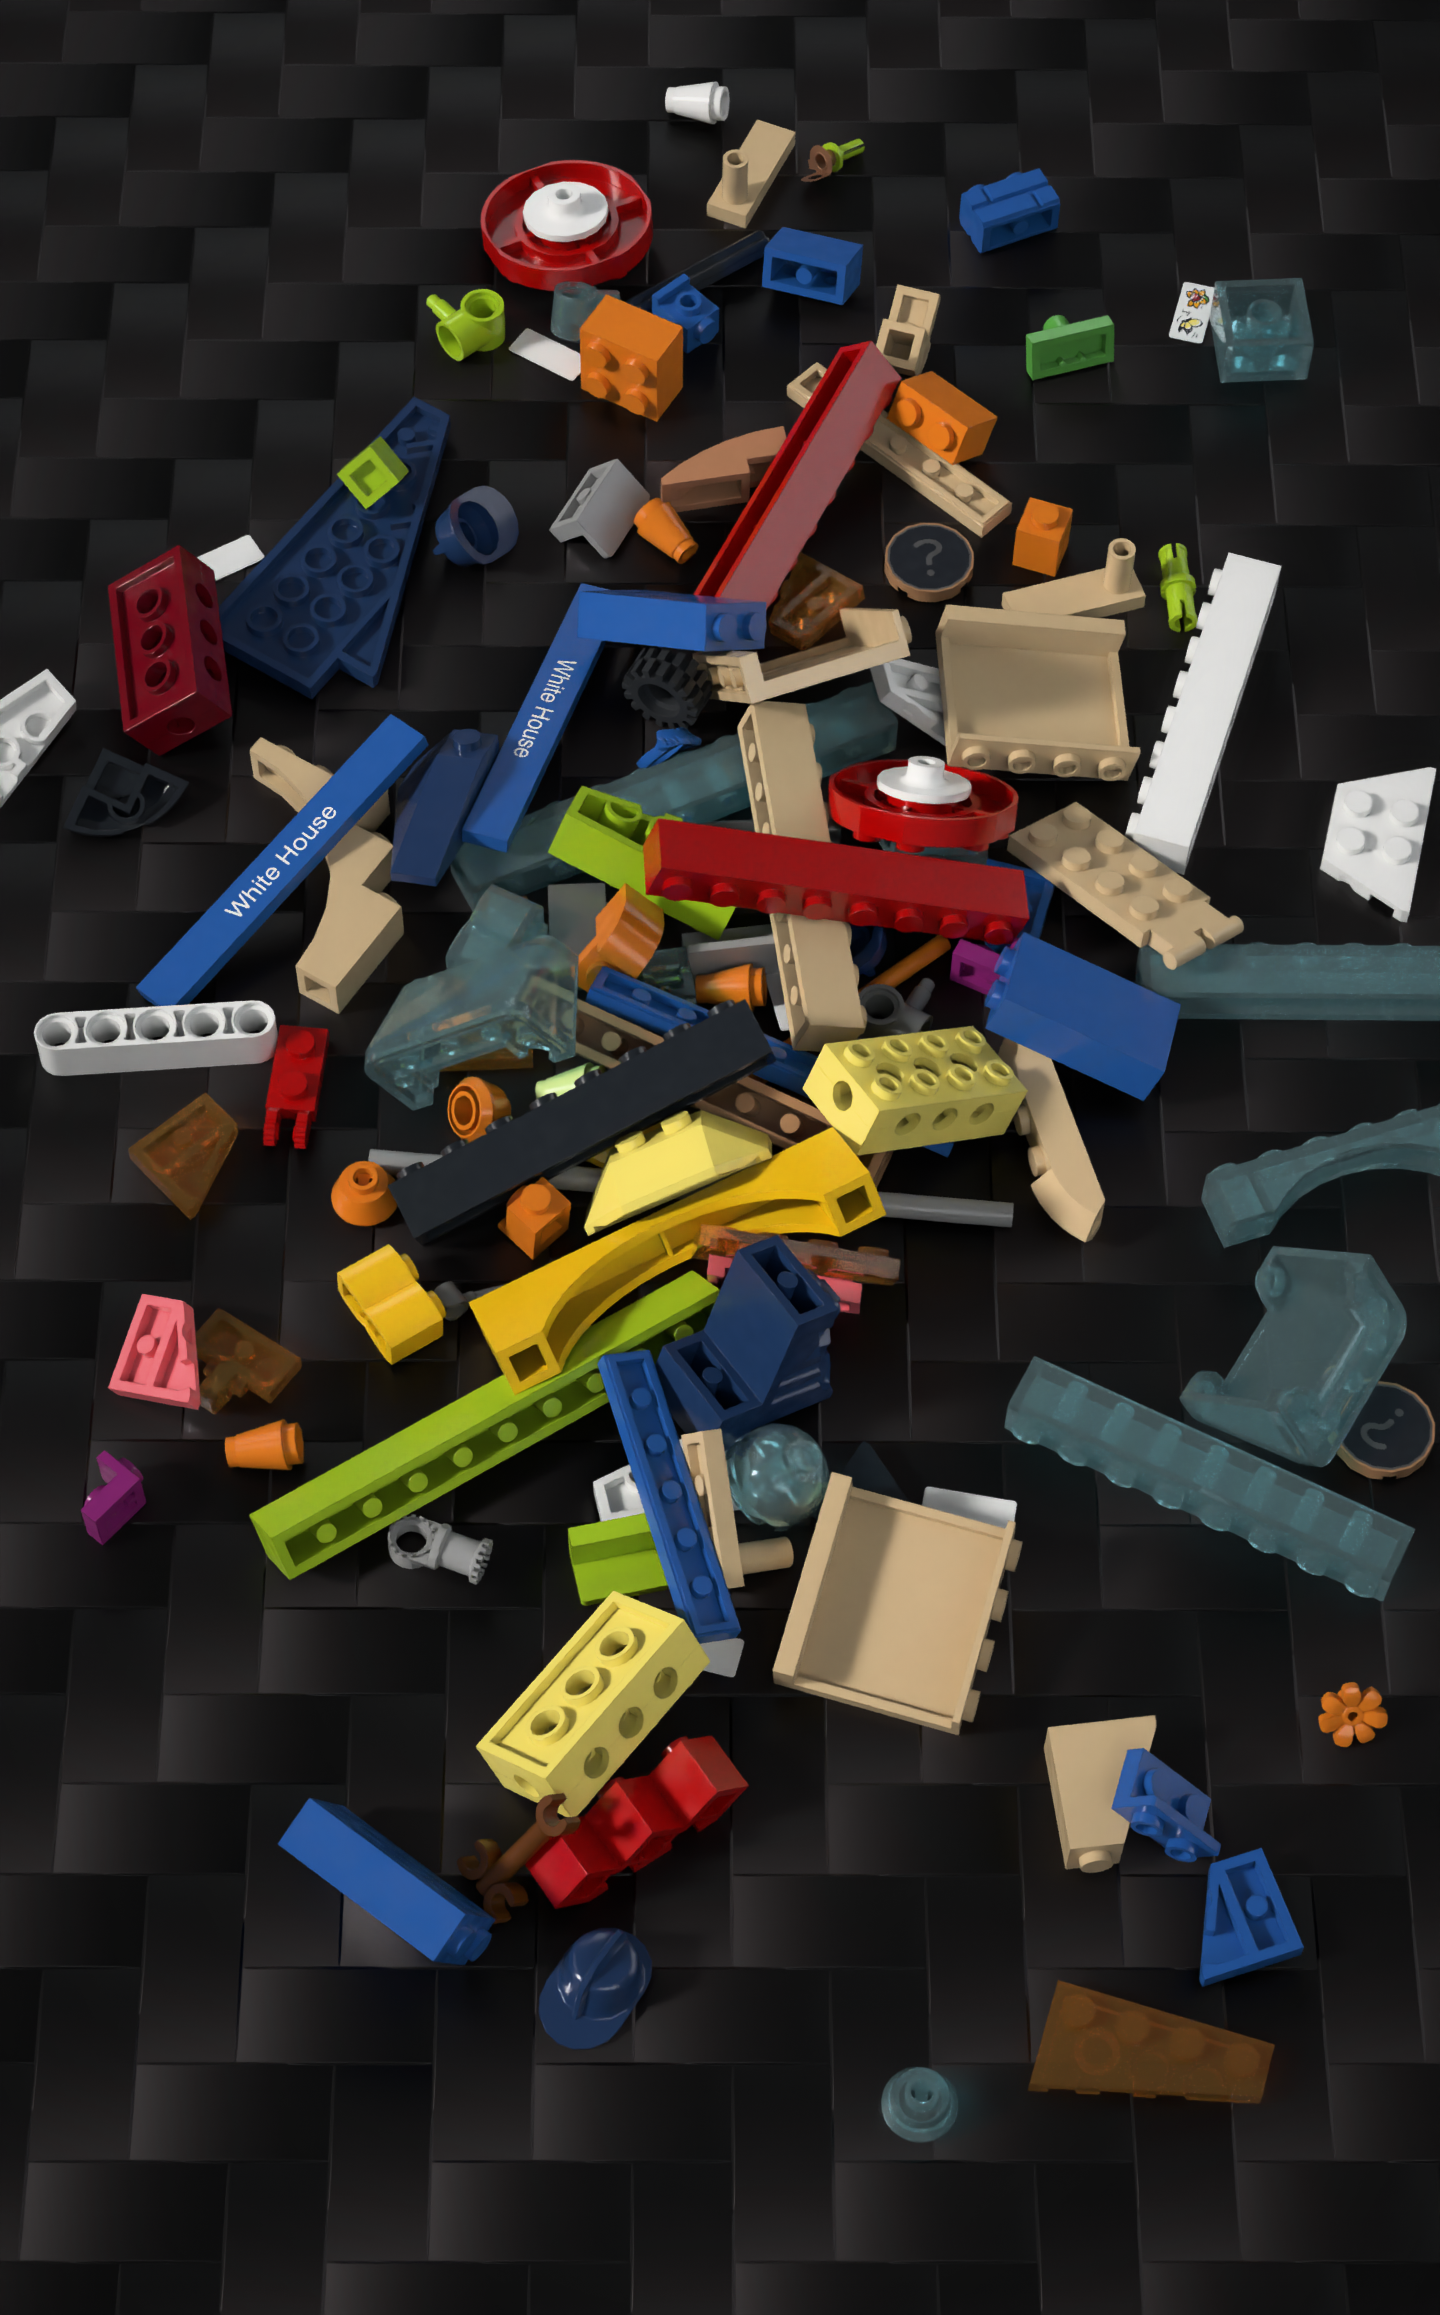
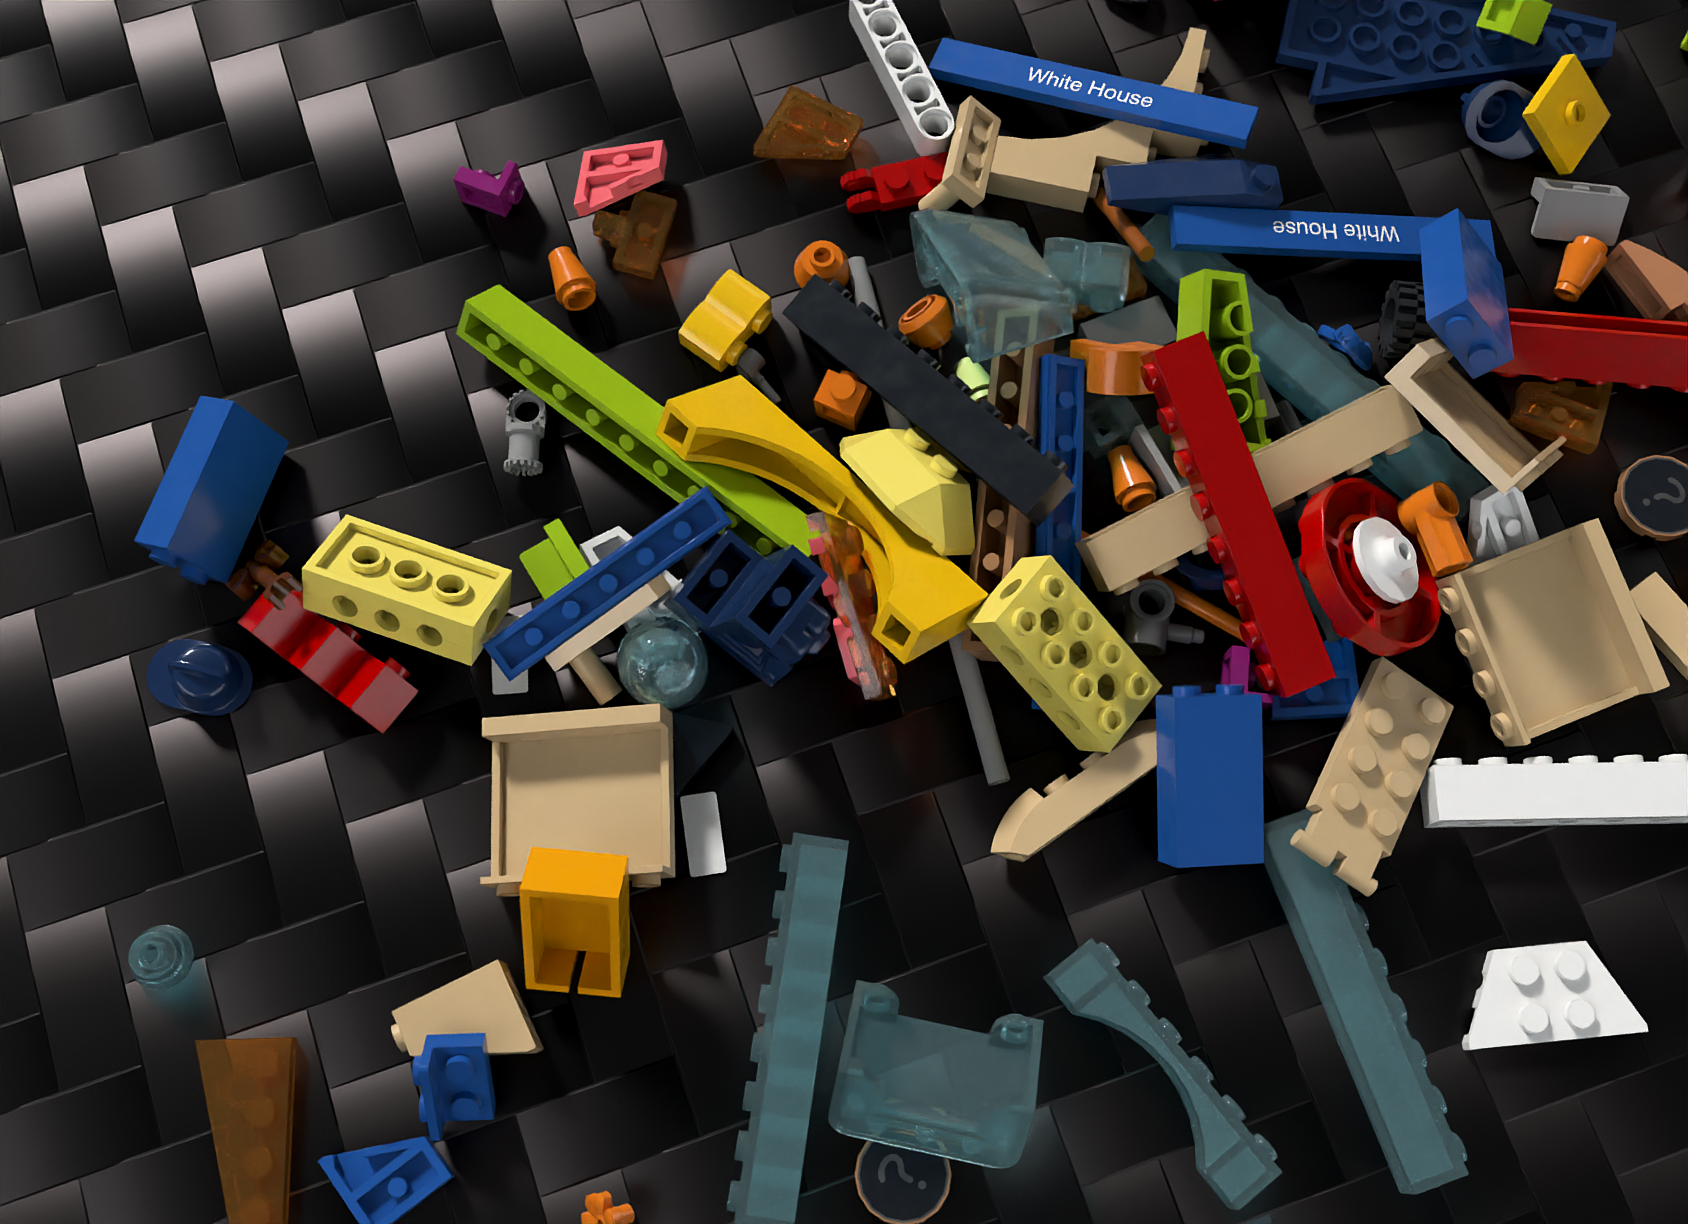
camera: 70 degrees right, 15 degrees up
(313, 1001) = (968, 158): none -> tan piece
(457, 886) = (1125, 227): none -> dark orange bar
(499, 475) = (1566, 114): none -> yellow plate
(887, 738) = (1431, 518): none -> orange piece
(1039, 1611) = (571, 906): none -> light orange piece

